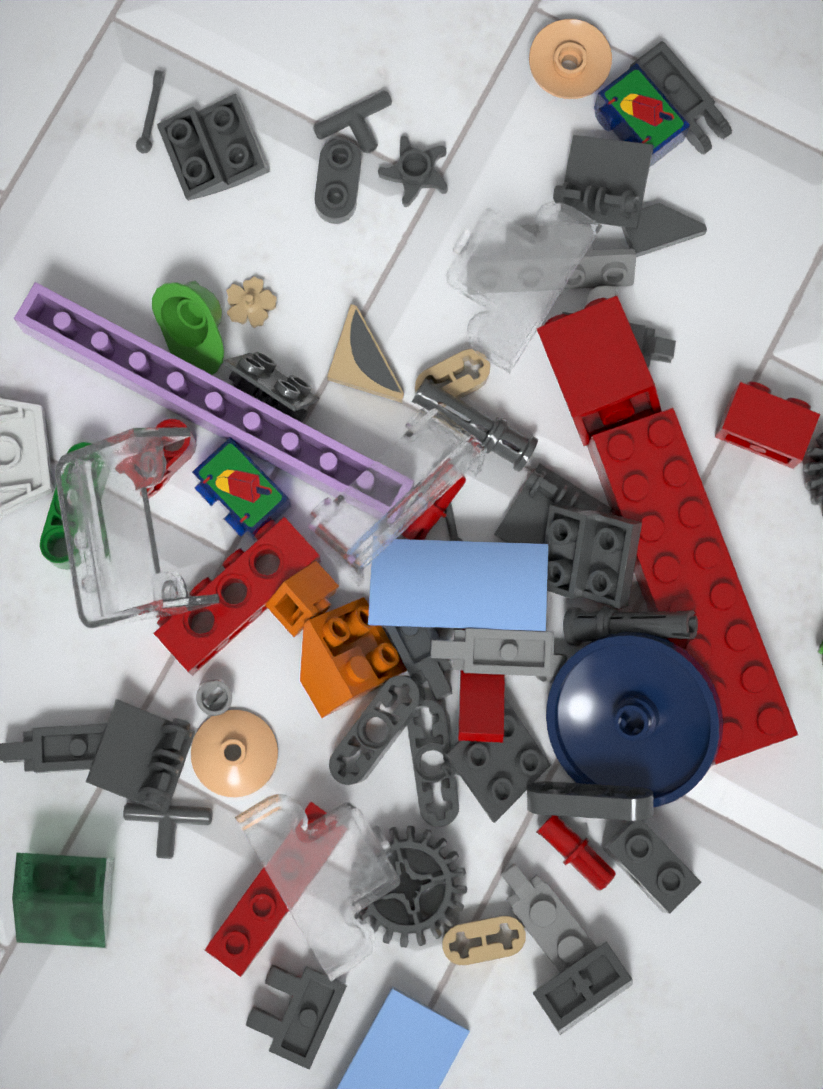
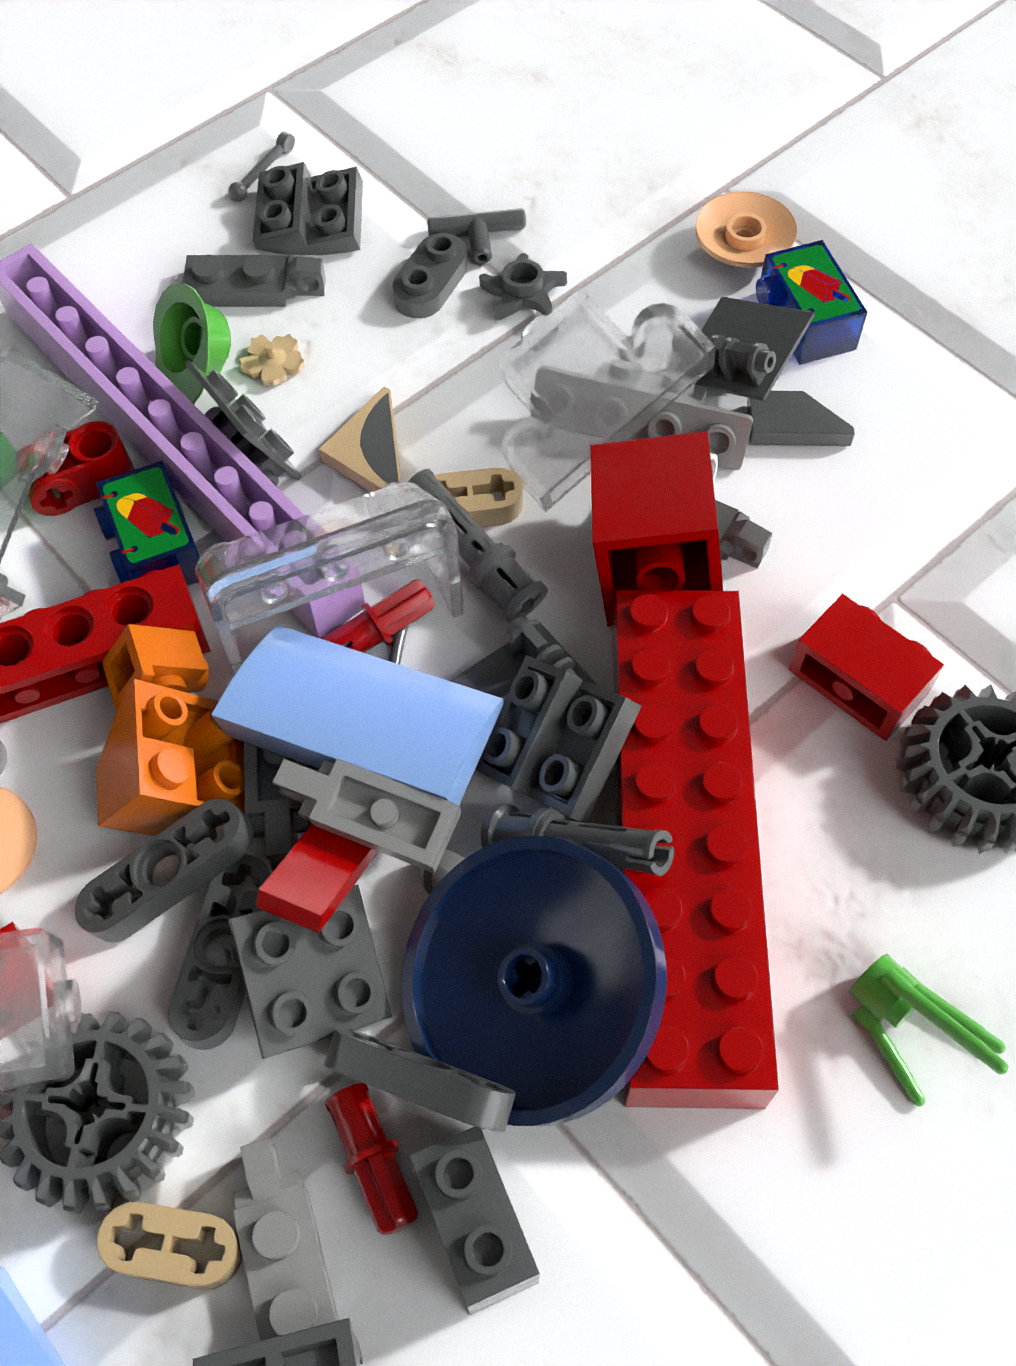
camera: 25 degrees right, 20 degrees down
(197, 234) = (254, 279): none -> dark grey hinge
(685, 95) = (881, 302): dark grey hinge -> none

